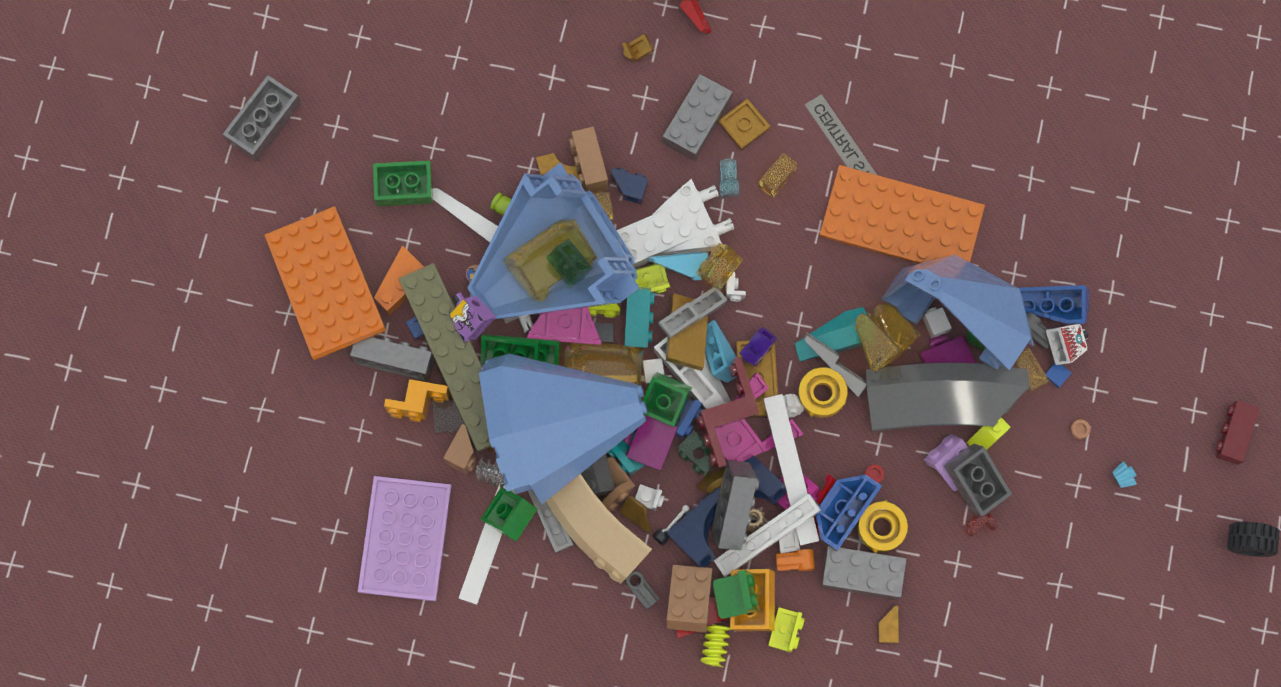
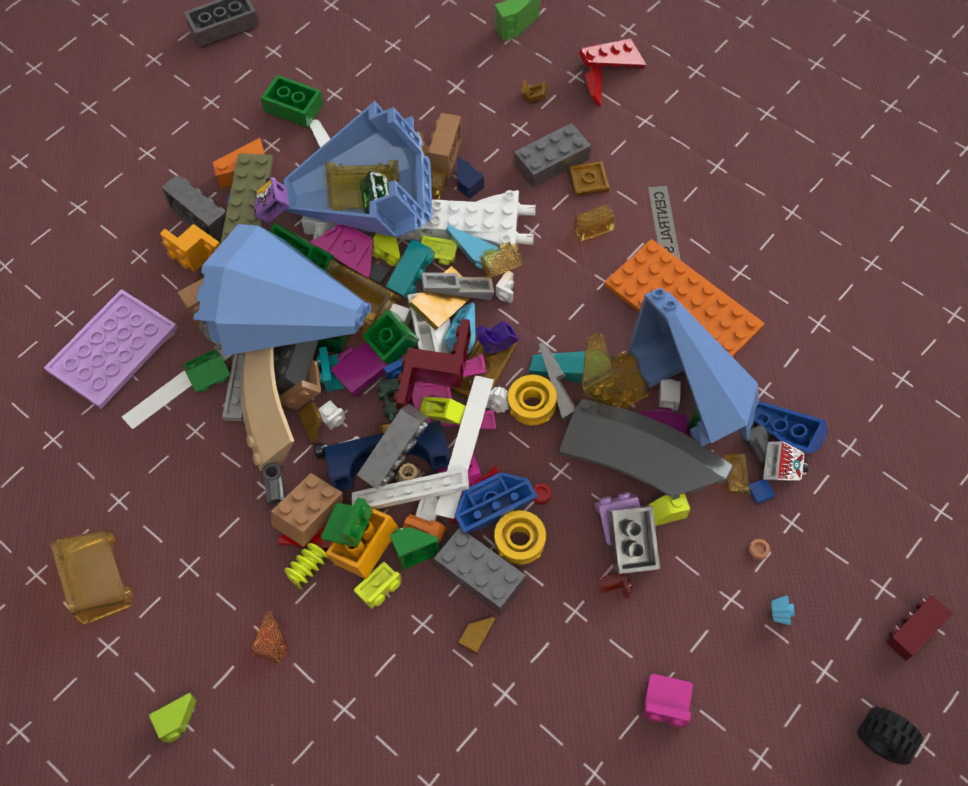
camera: 30 degrees right, 15 degrees down
(324, 283) = (182, 137): orange plate -> none
(728, 184) = (550, 211): clear light blue piece -> none
(751, 445) = (443, 410): none -> neon yellow slope
(796, 583) = (413, 546): none -> green slope
(1070, 600) = (668, 700): none -> dark pink bracket

